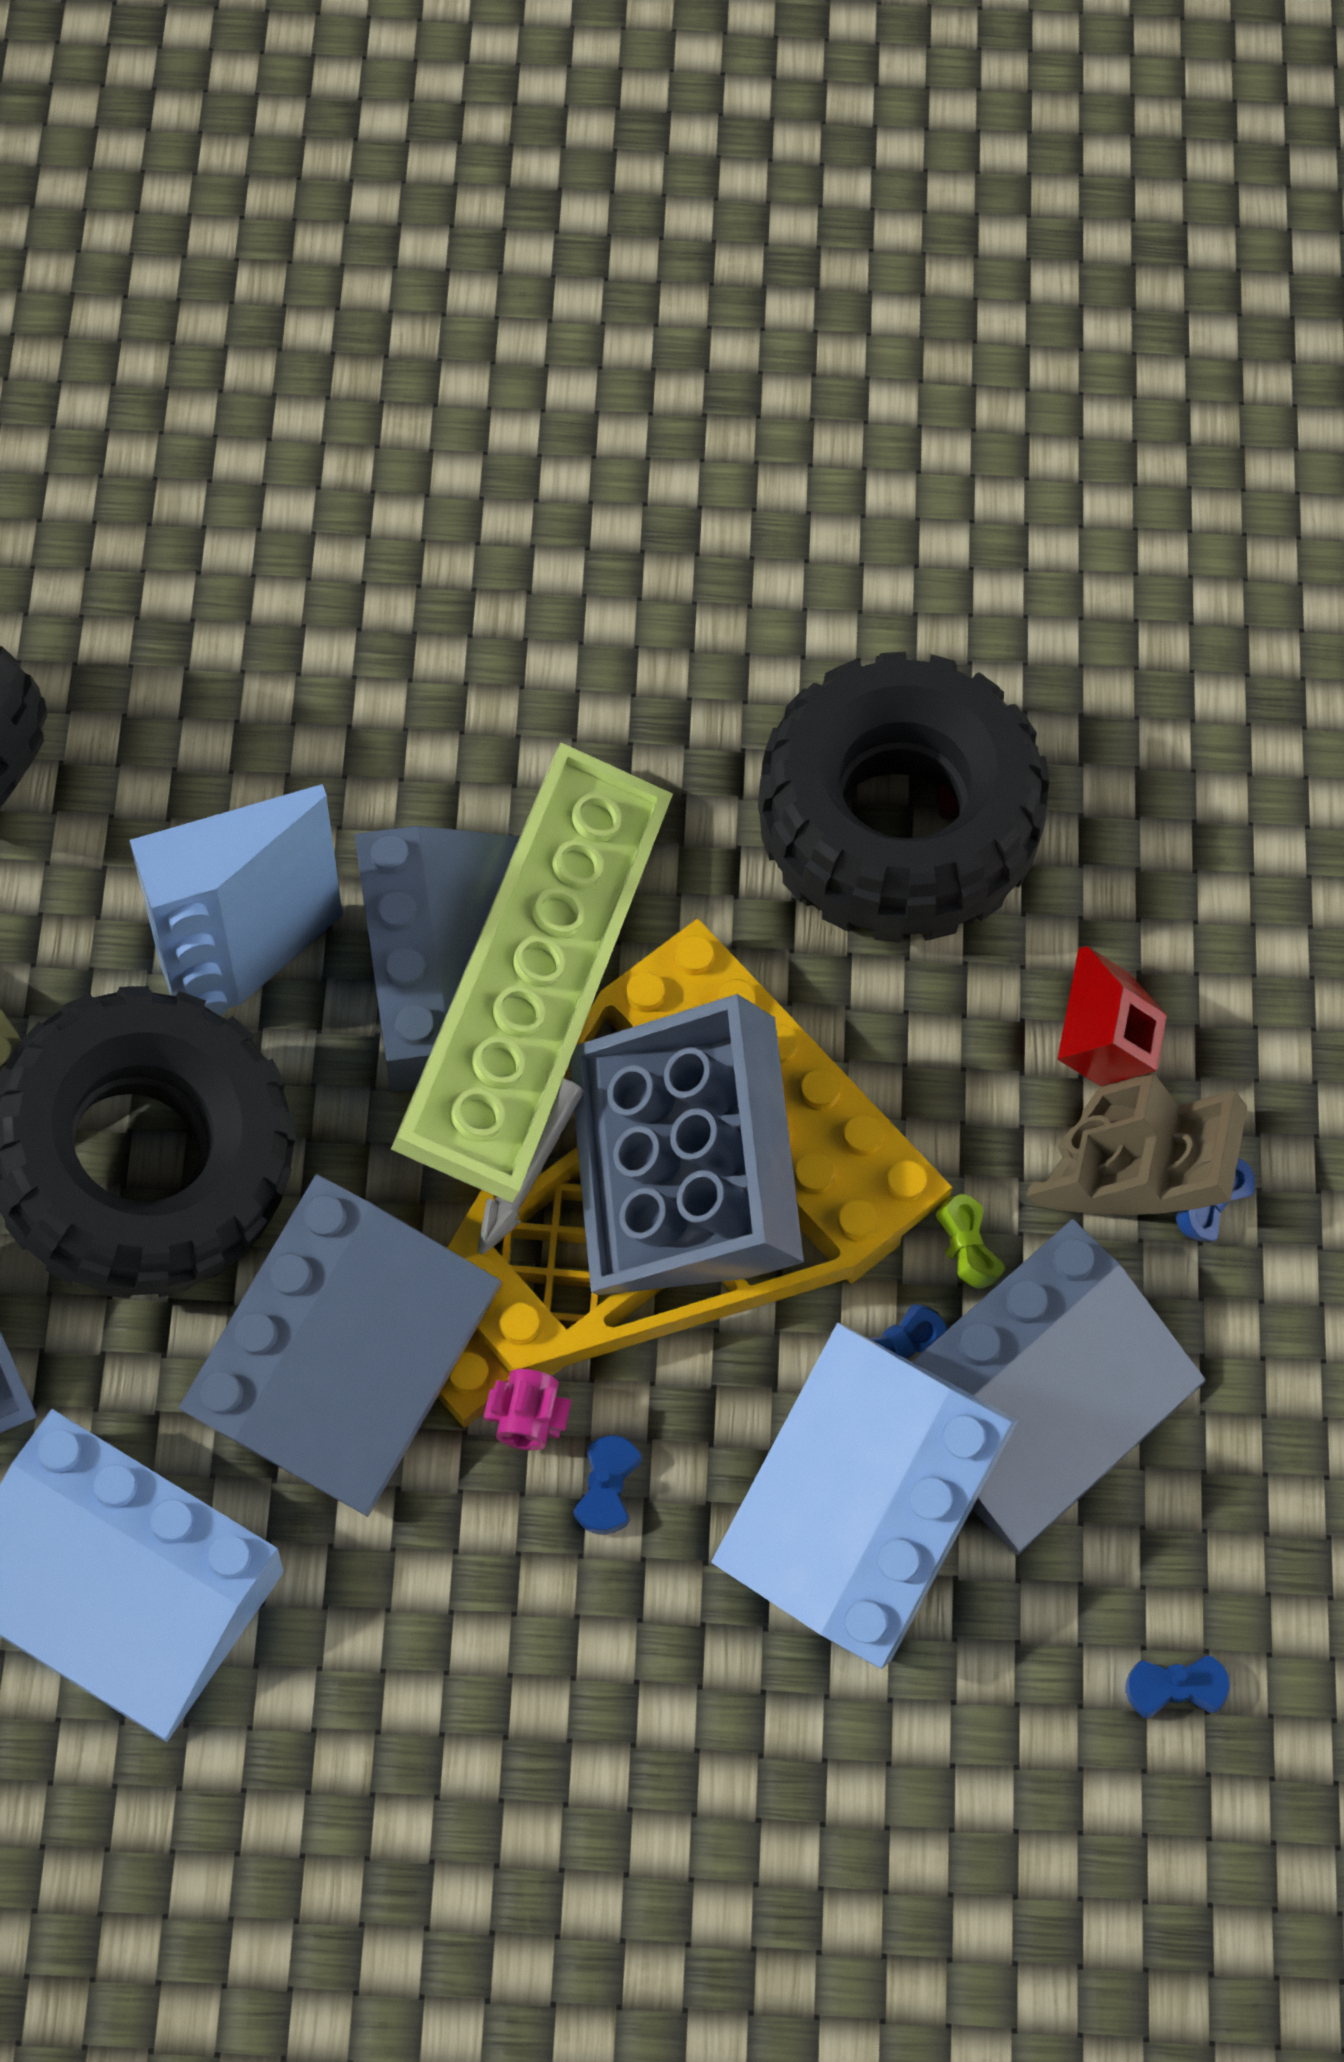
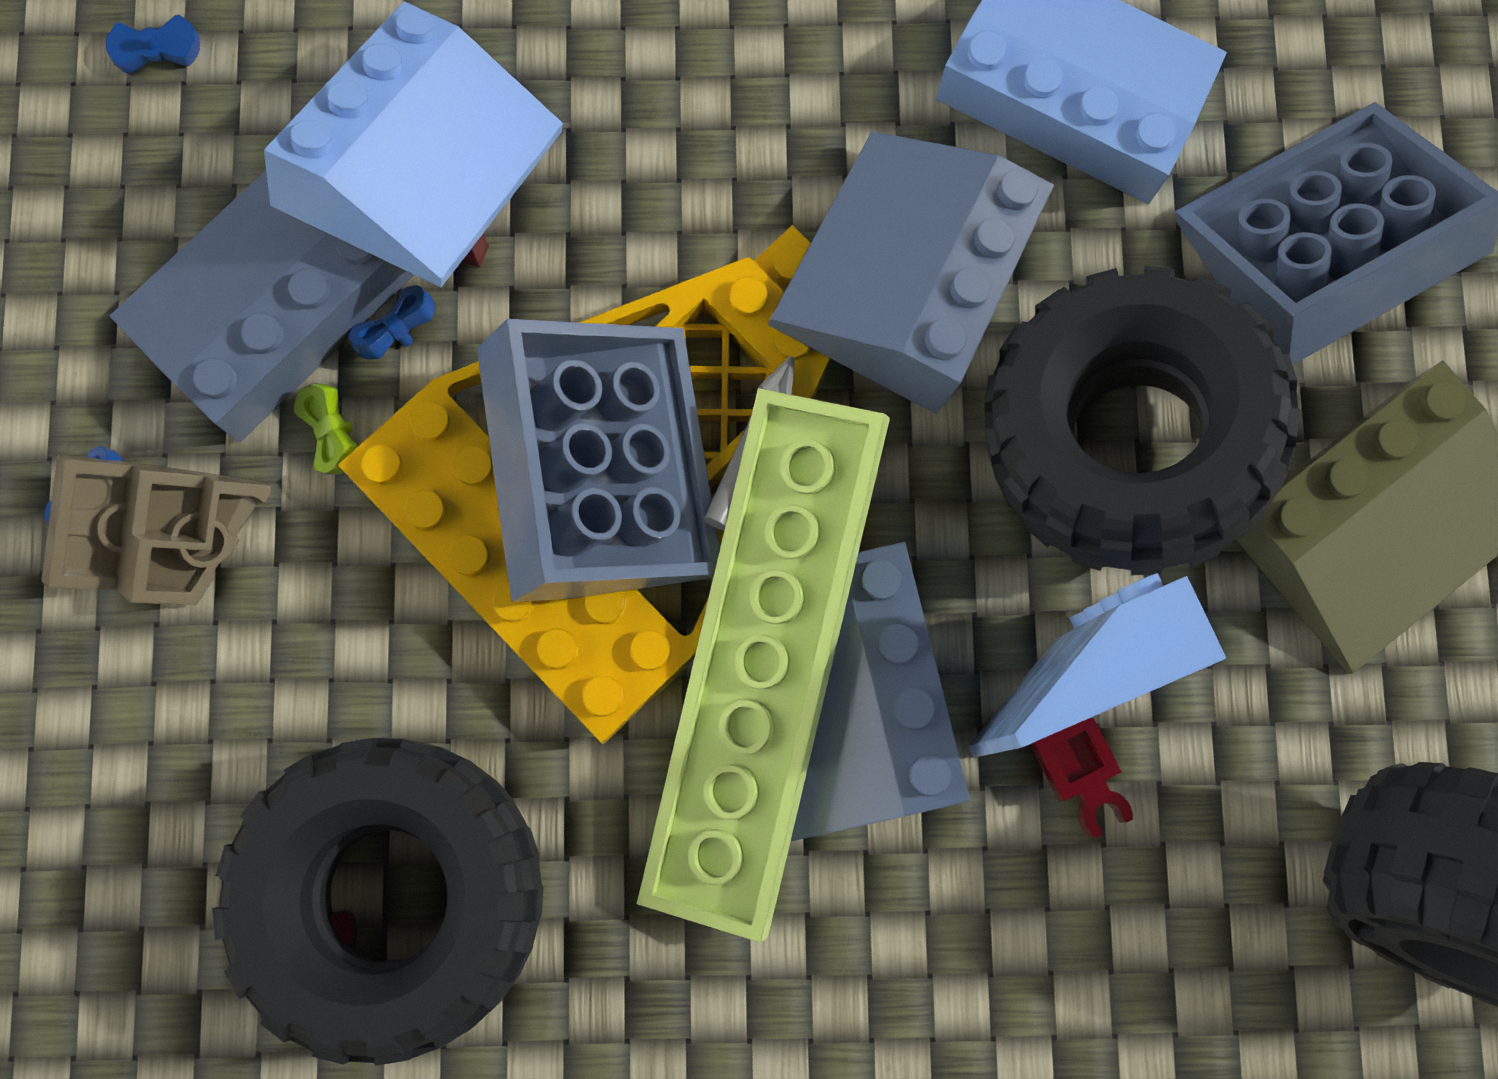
camera: 175 degrees right, 15 degrees up
(527, 1409) = (734, 227): dark pink gear -> none
(611, 1462) = (656, 203): blue piece -> none
(1109, 1023) = (171, 664): red slope -> none

